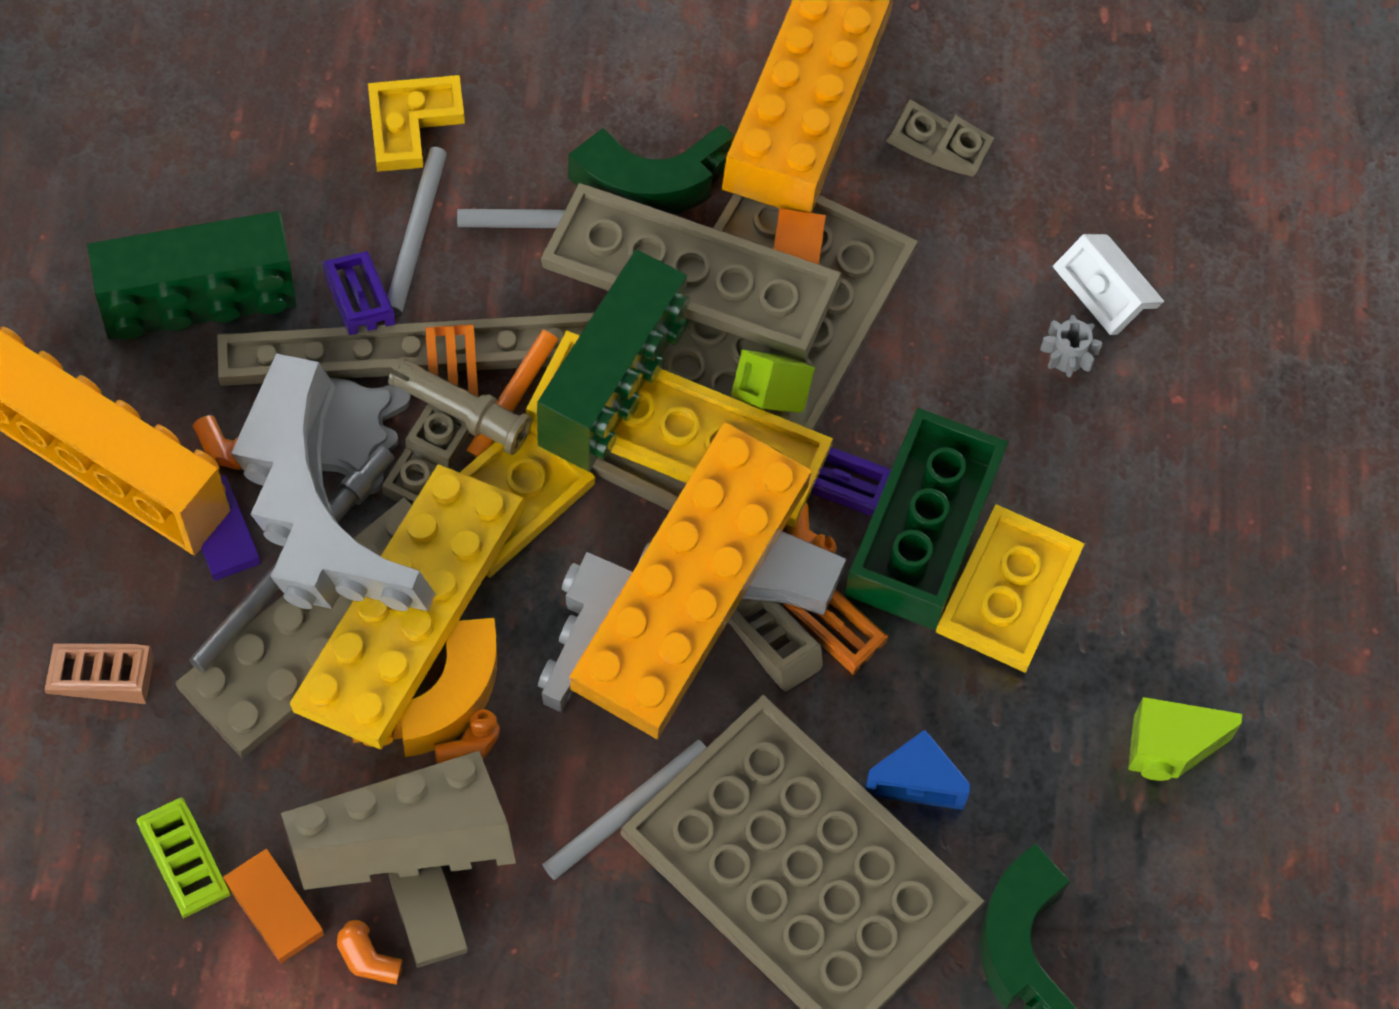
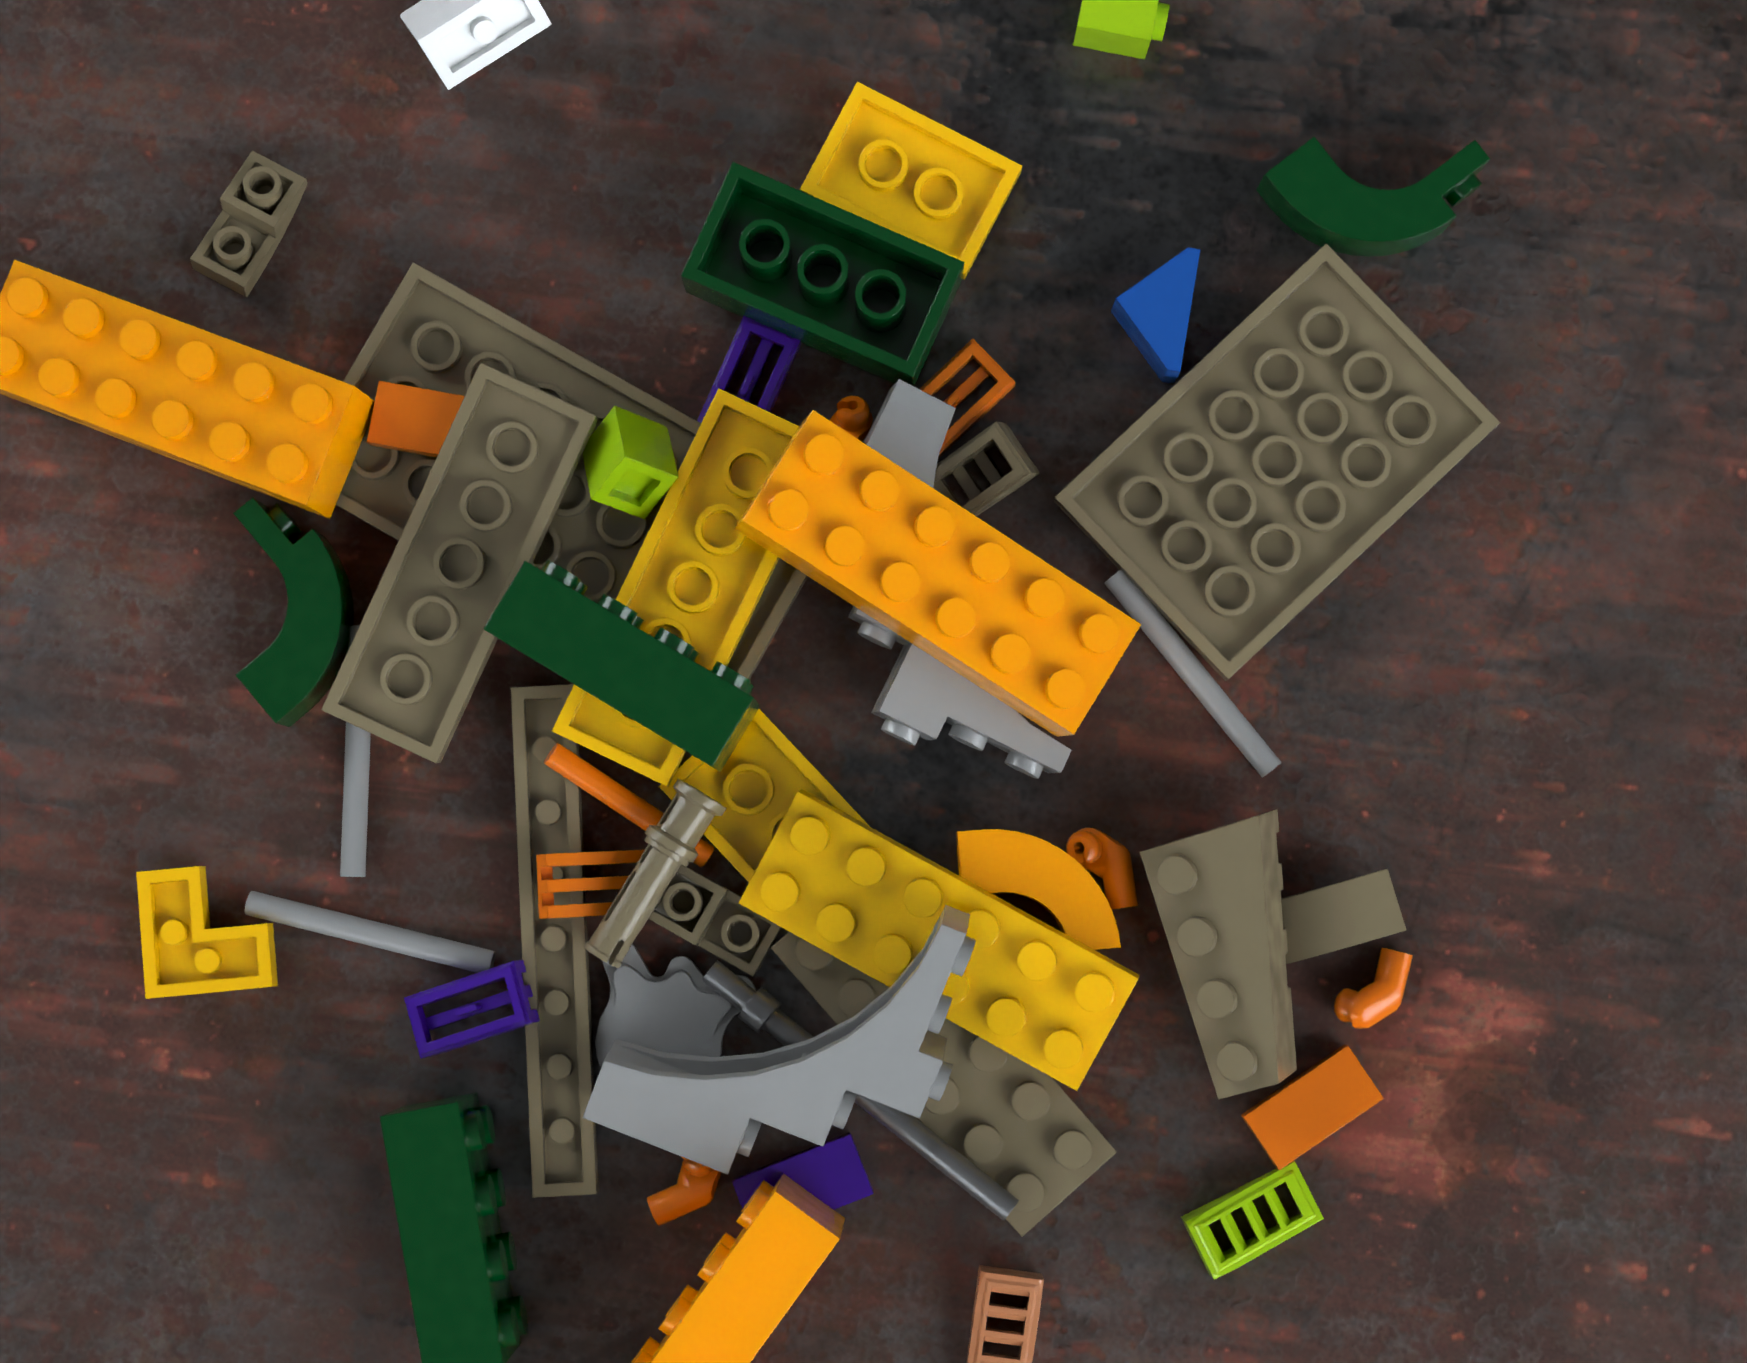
camera: 80 degrees left, 20 degrees up
(1083, 347) = (559, 65): light grey gear -> none

